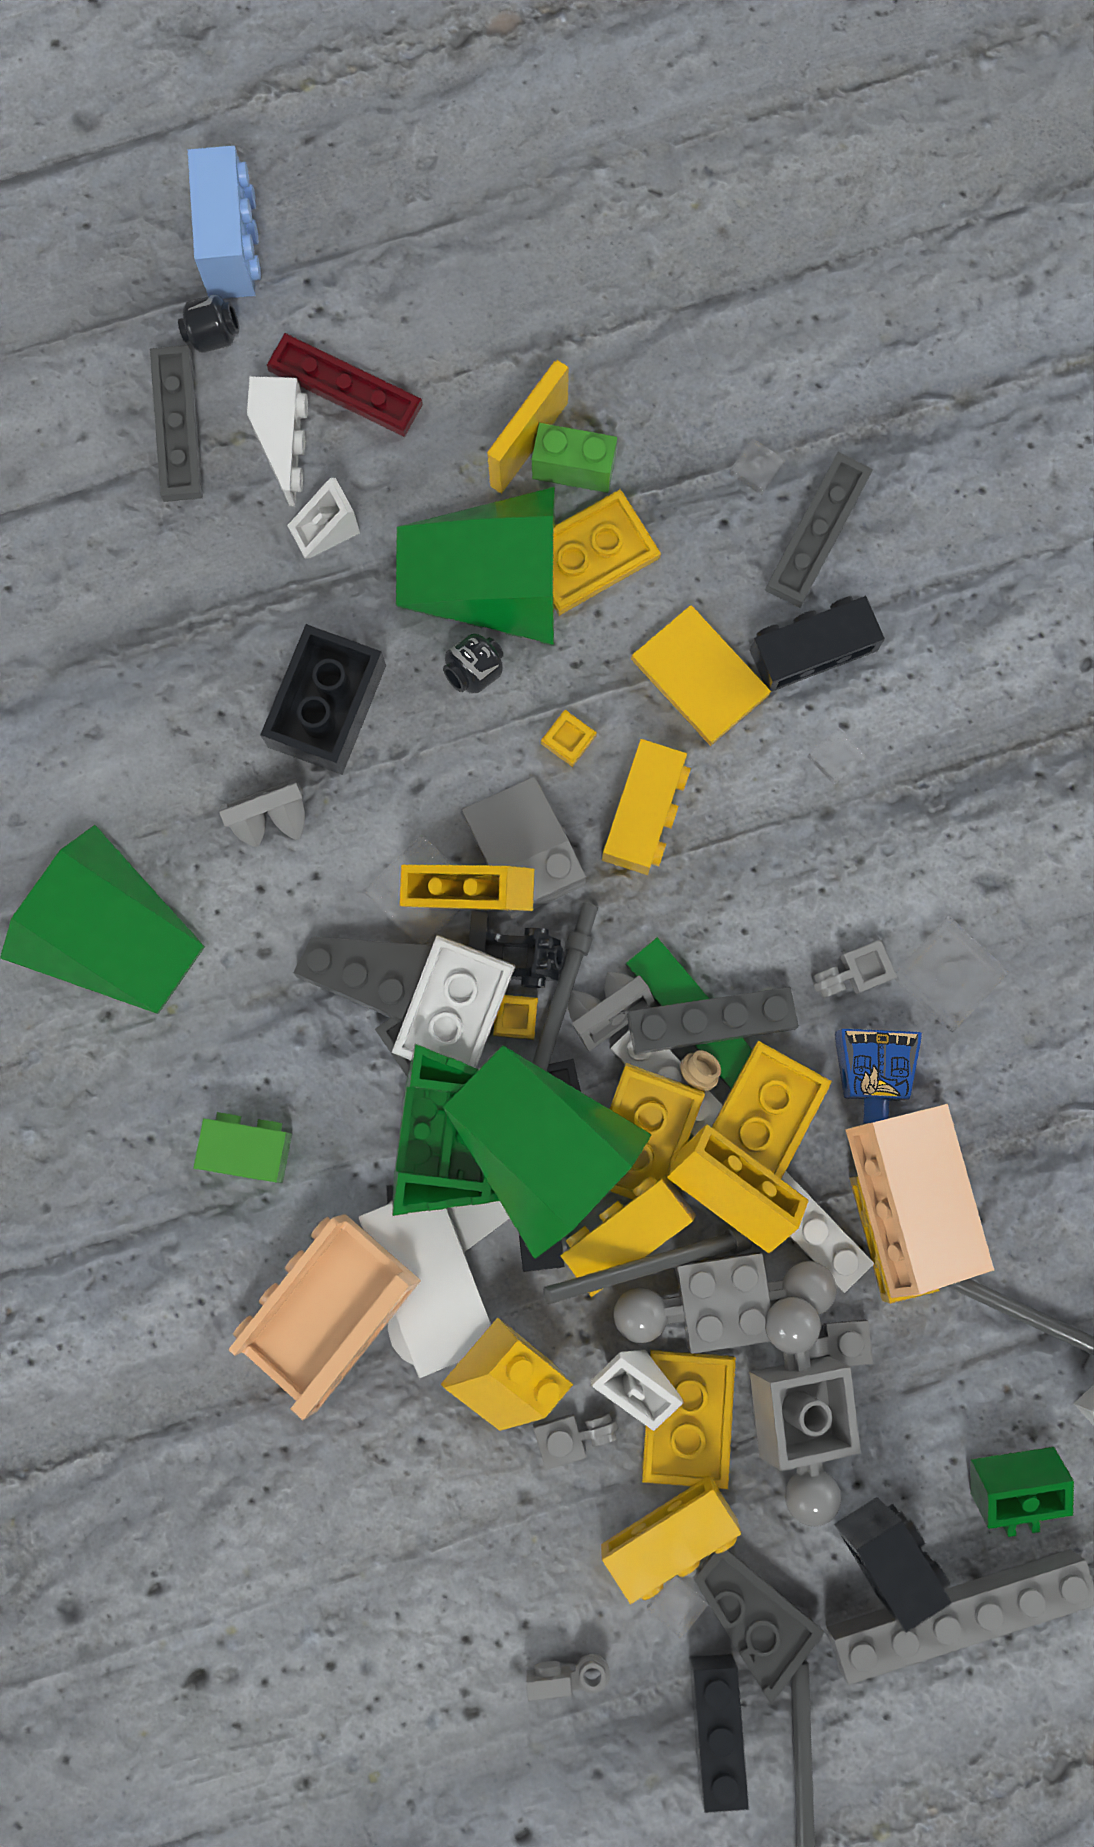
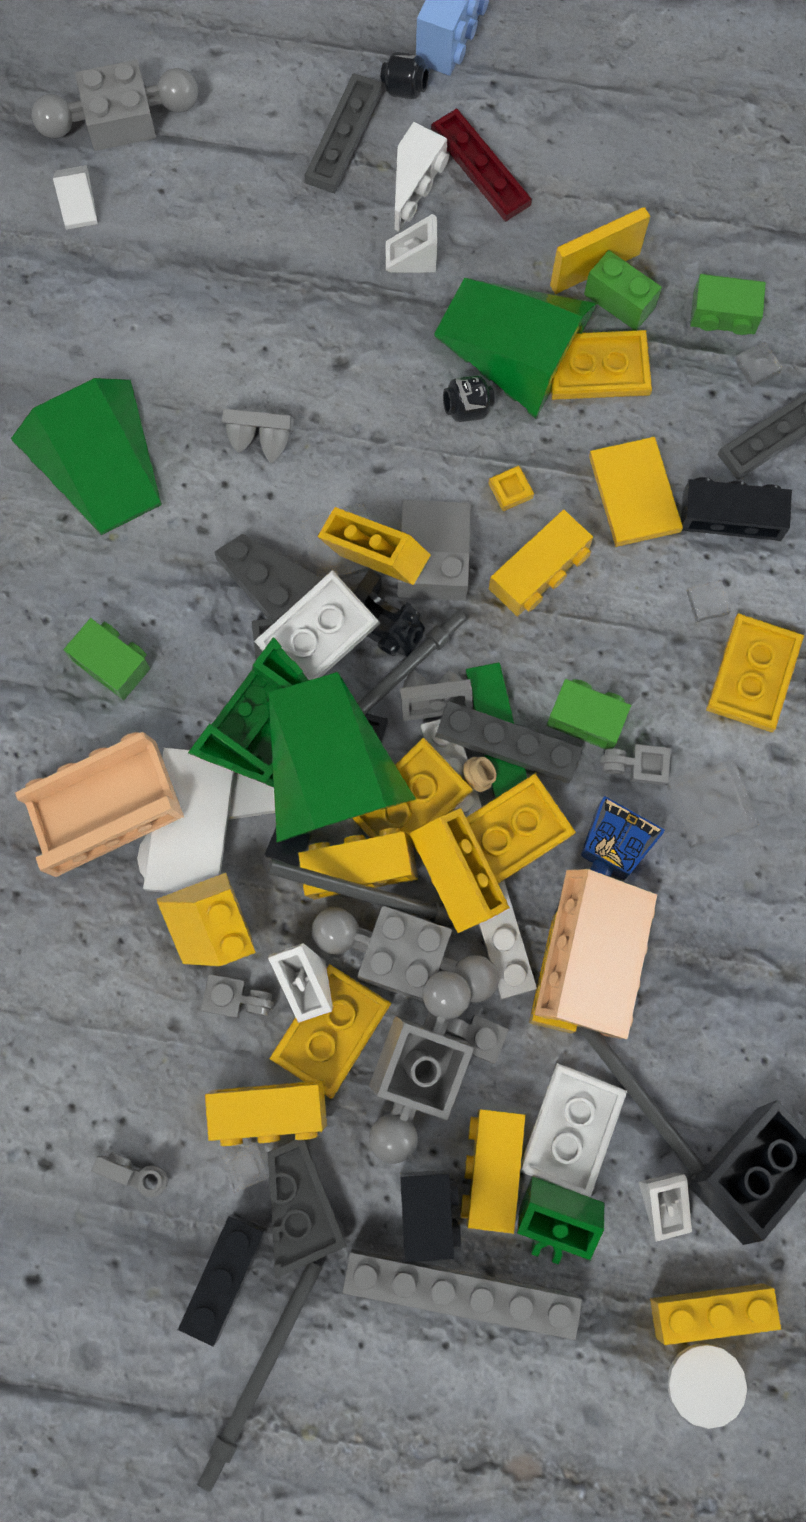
camera: 25 degrees right, 5 degrees down
(323, 699) = (343, 369): black brick -> none
(516, 1018) = (361, 668): yellow tile -> none
(692, 417) = (727, 304): none -> bright green brick
(779, 945) = (589, 714): none -> bright green brick
(923, 810) = (755, 673): none -> yellow tile
(929, 1474) = (493, 1171): none -> yellow brick
(983, 1389) = (572, 1130): none -> white tile

